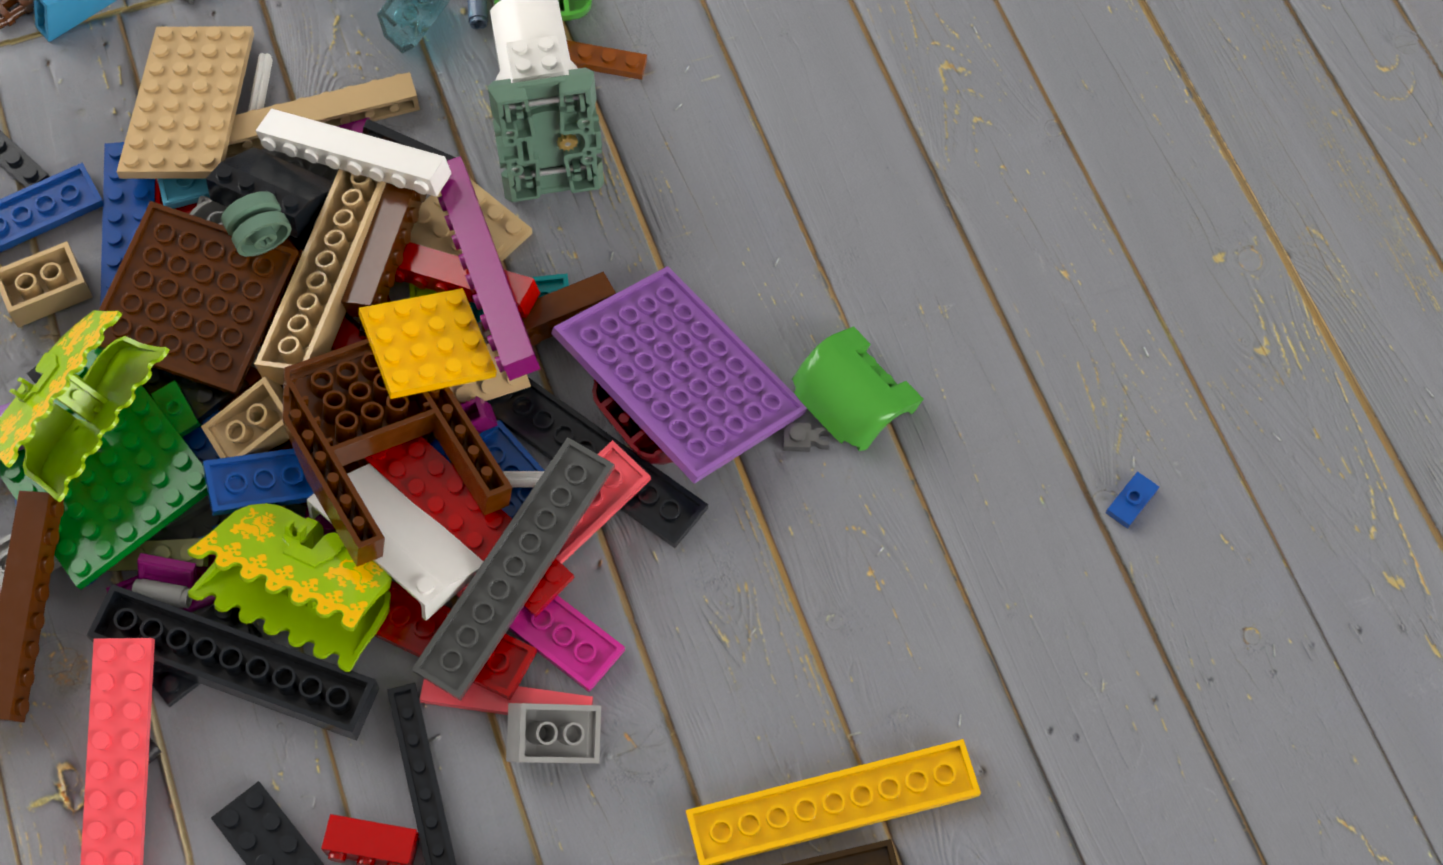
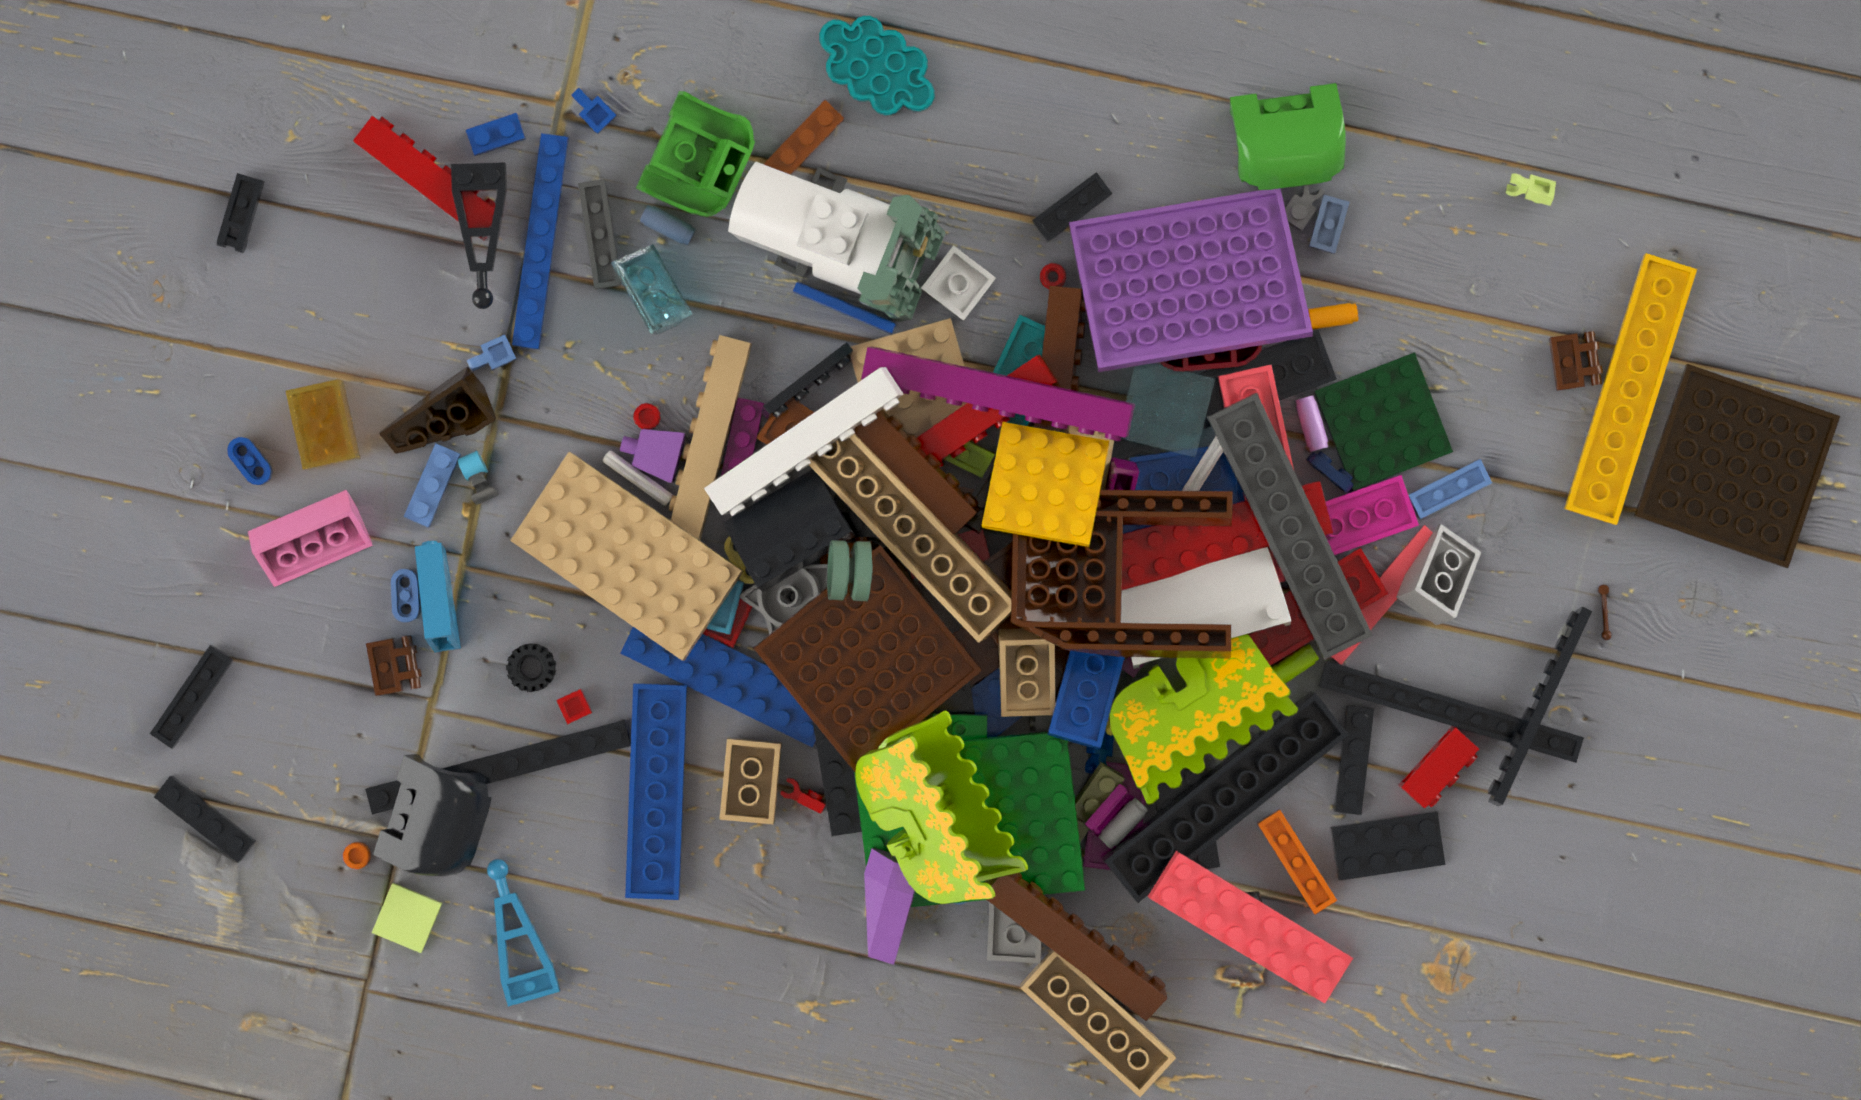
camera: 55 degrees left, 25 degrees up
(40, 134) = (574, 706): none -> red plate
(49, 330) = (811, 799): none -> red plate
(60, 101) = (519, 679): none -> black tyre
(208, 769) = (1297, 861): none -> orange plate
(287, 81) = (656, 452): none -> medium lavender torso
(315, 68) = (647, 416): none -> red tile
(335, 765) = (1354, 760): none -> black plate
(391, 657) = (1295, 663): none -> lime piece
(489, 147) = (844, 307): none -> blue tile
(558, 411) = (1168, 408): none -> clear light blue plate
(564, 218) = (958, 283): none -> white plate
(589, 599) = (1339, 478): none -> dark blue plate
(618, 277) = (1052, 267): none -> red plate
(622, 549) = (1311, 423): none -> lavender piece
(639, 698) = (1449, 489): none -> medium blue plate
(664, 609) = (1383, 421): none -> dark green plate
(684, 265) = (1072, 207): none -> black plate
(698, 75) = (877, 65): none -> teal plate
(726, 510) = (1333, 315): none -> light orange piece
(803, 464) = (1329, 224): none -> sand blue plate
(822, 730) = (1567, 361): none -> reddish brown plate
(951, 612) = (1535, 188): none -> yellowish green plate

